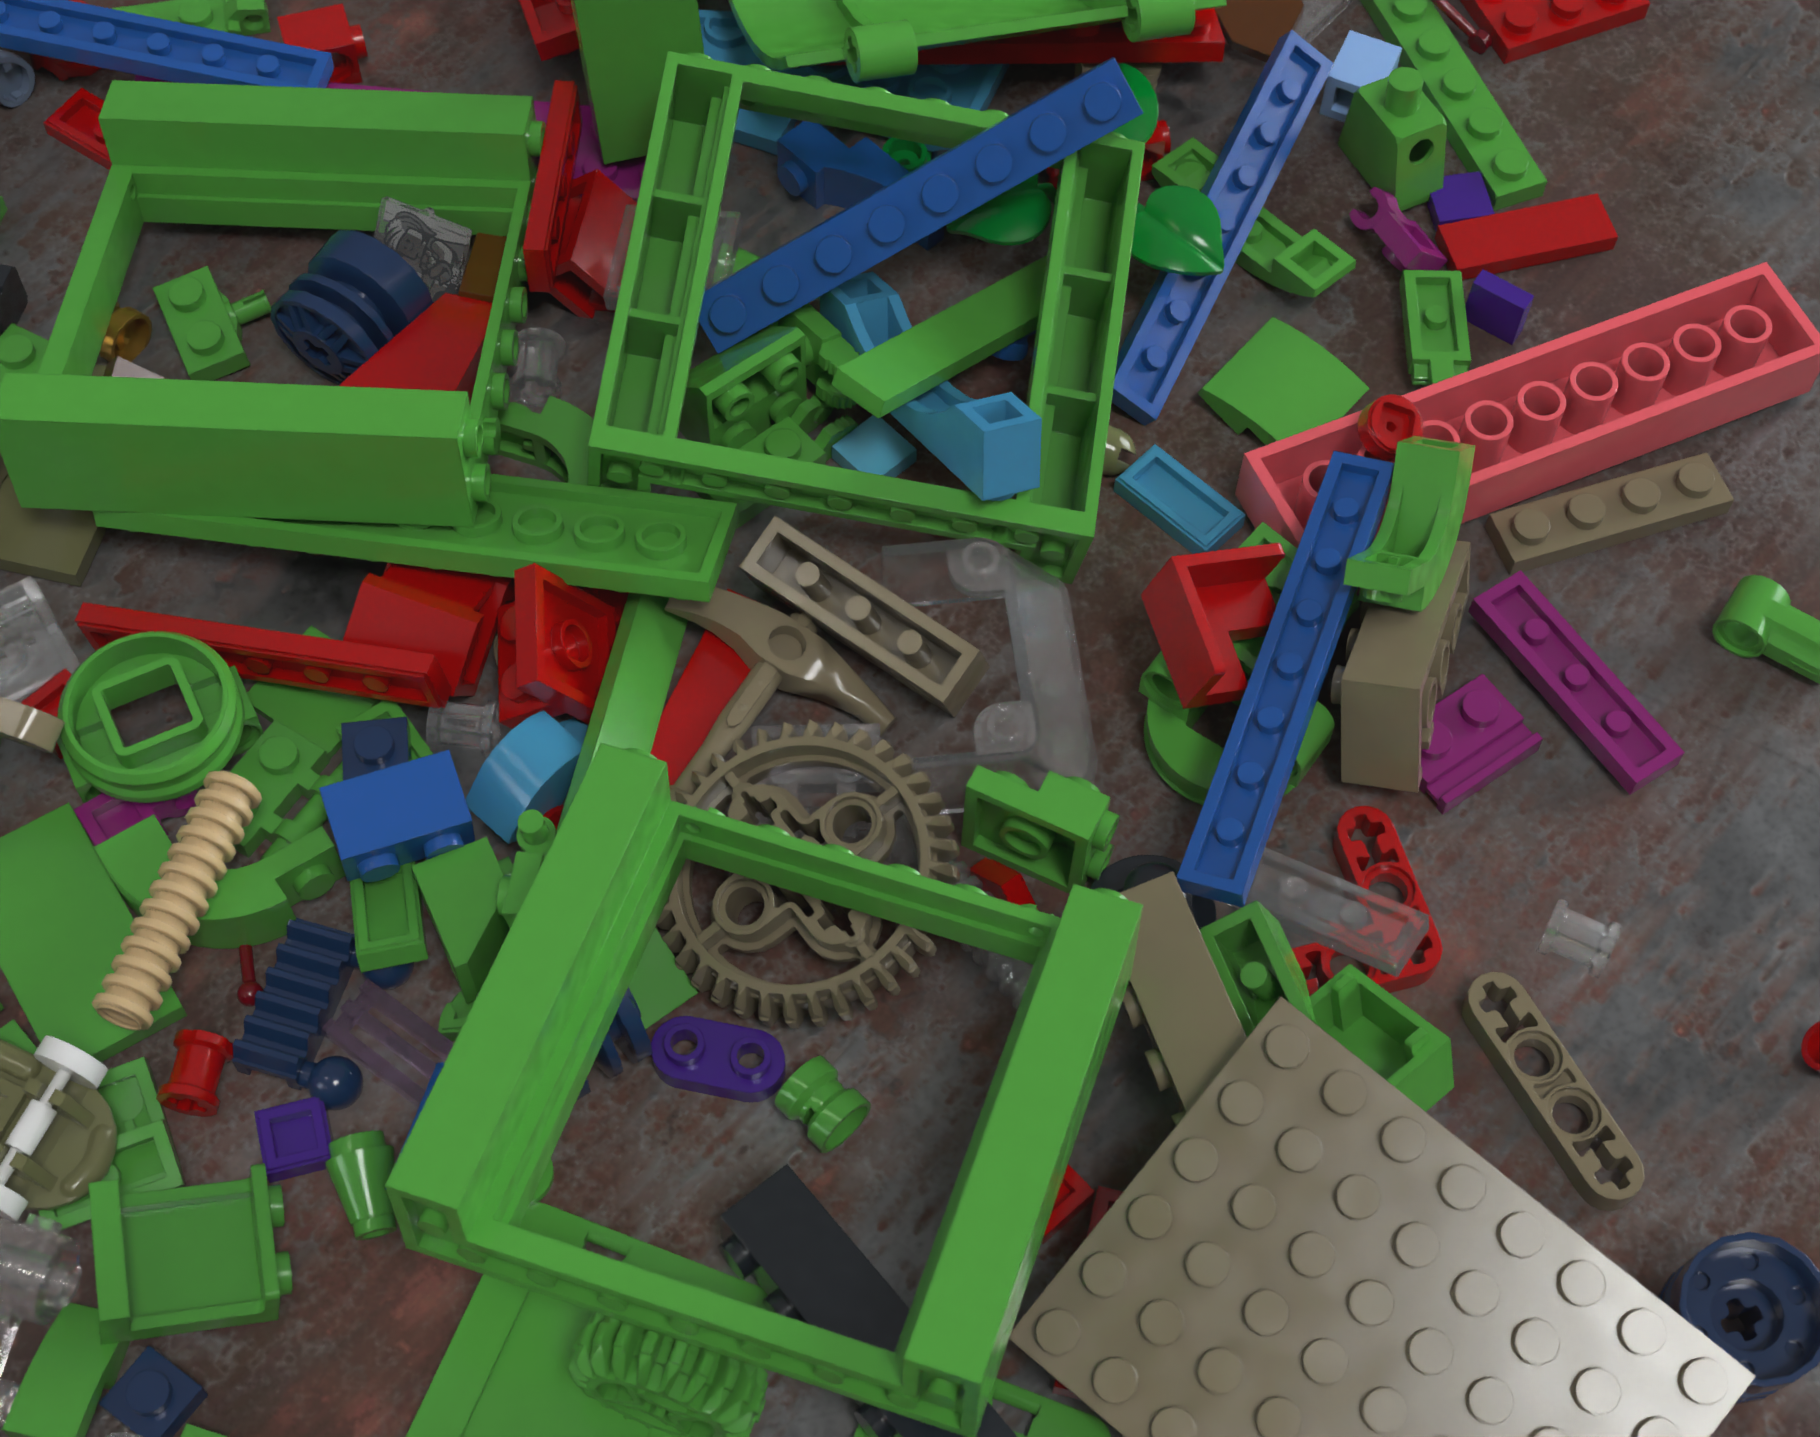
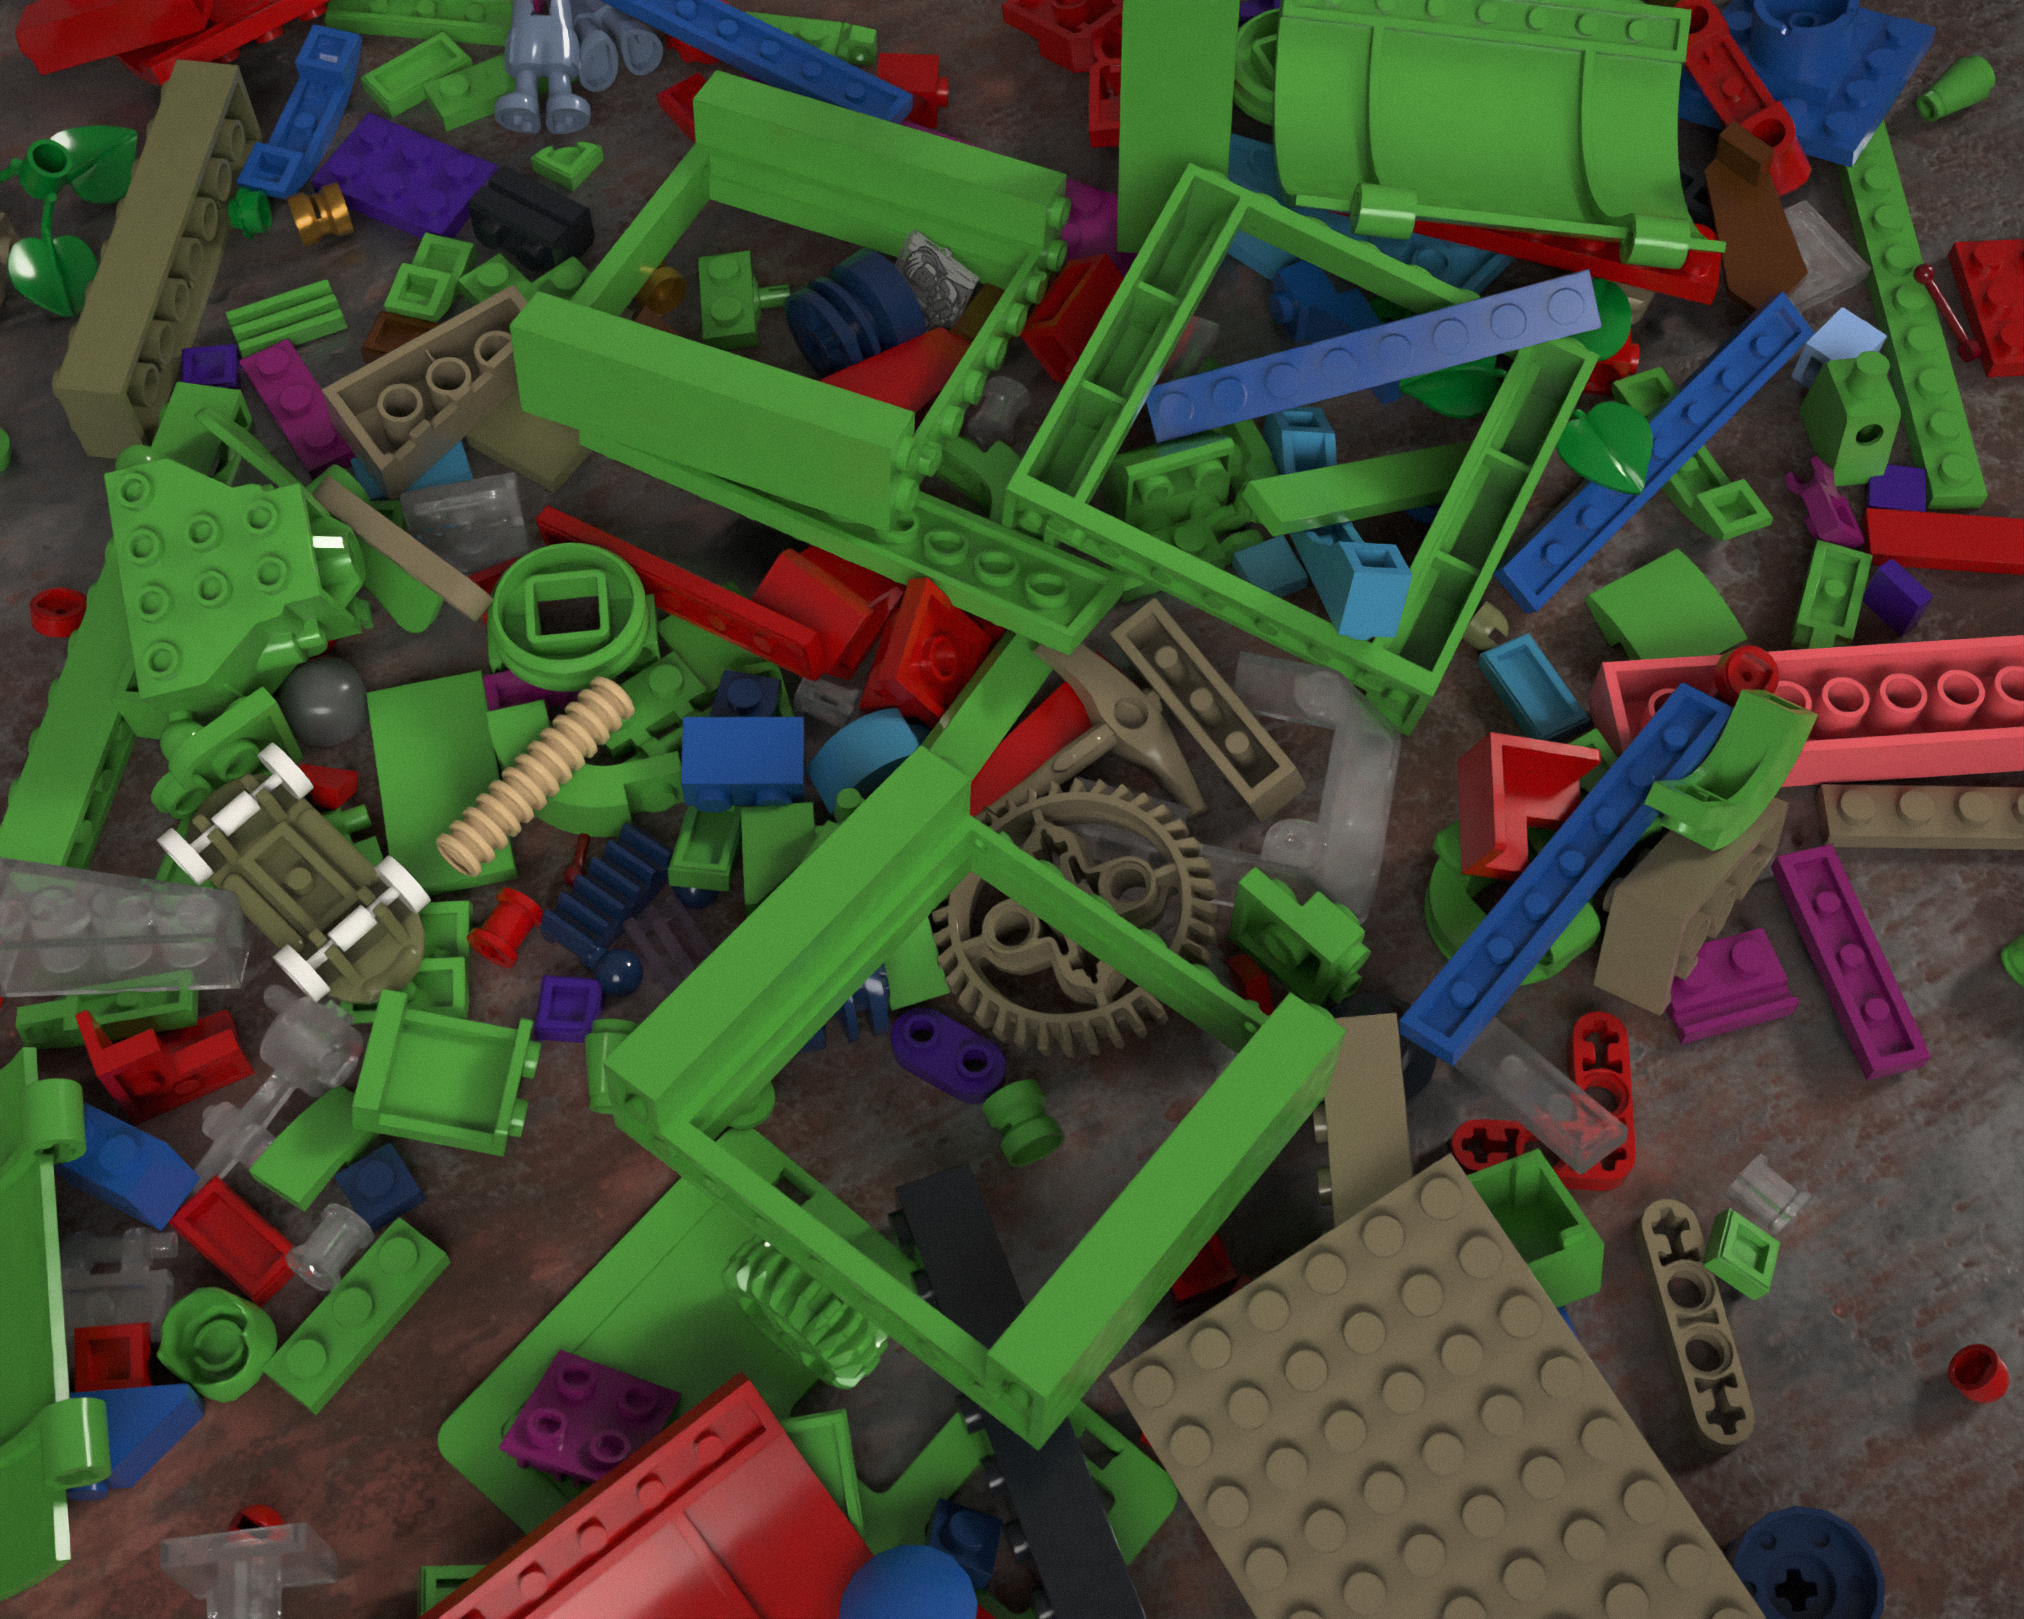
camera: 20 degrees right, 0 degrees up
(553, 187) = (1060, 258): red tile -> none
(1256, 964) = (1448, 1116): bright green slope -> none
(1574, 1005) = (1741, 1254): none -> bright green tile

